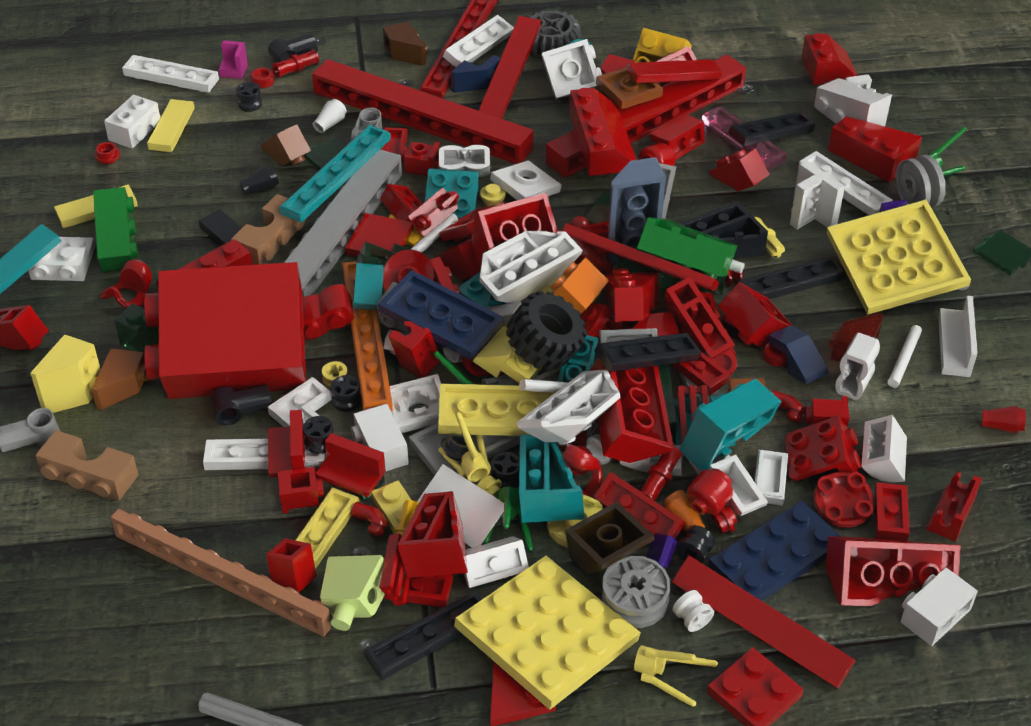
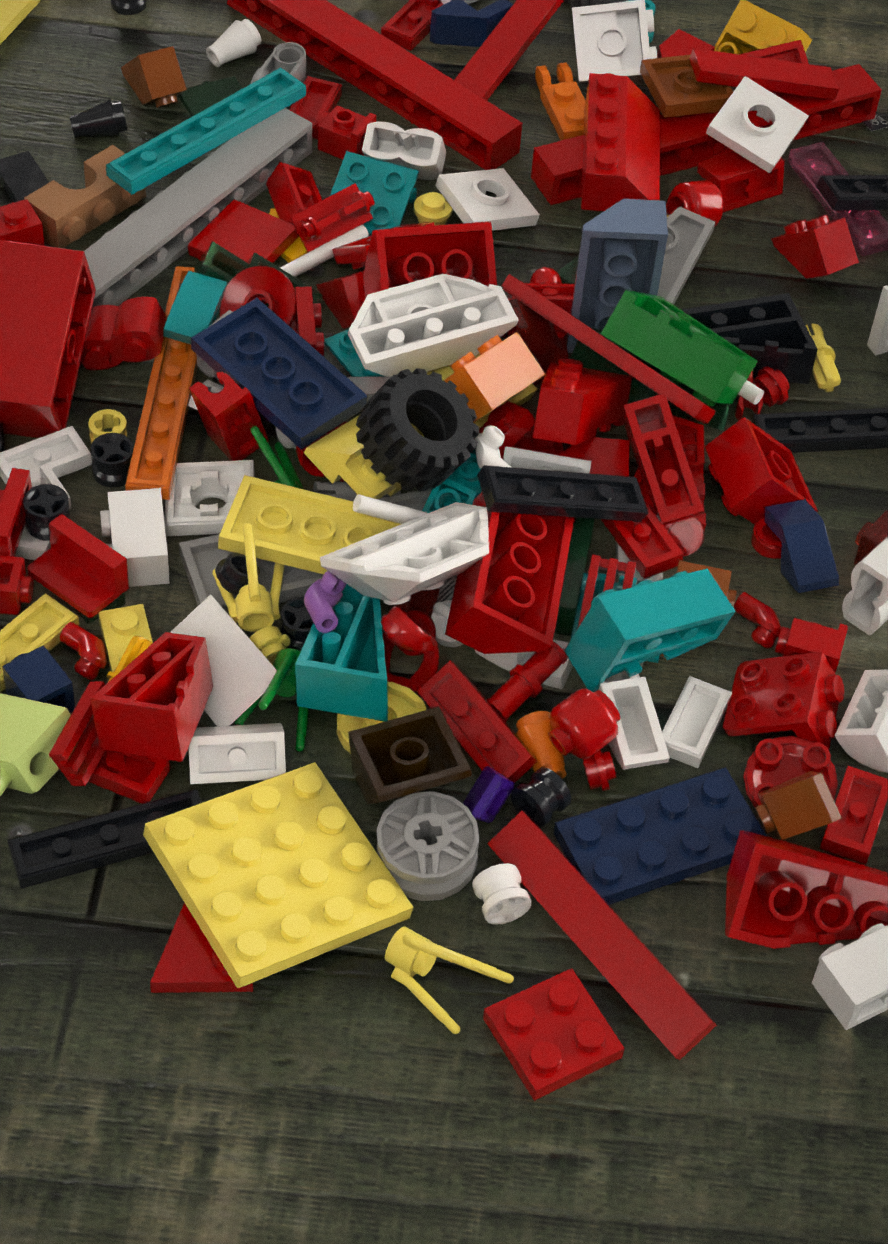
camera: 10 degrees right, 5 degrees up
(349, 541) = (39, 679): none -> dark blue brick
(521, 449) = (321, 599): none -> medium lavender arm
(550, 112) = (562, 100): none -> orange hinge
(592, 338) = (488, 447): none -> white arm
(671, 109) = (757, 144): none -> white piece
(747, 258) = (774, 386): none -> red plate
(859, 512) = (797, 806): none -> dark orange slope

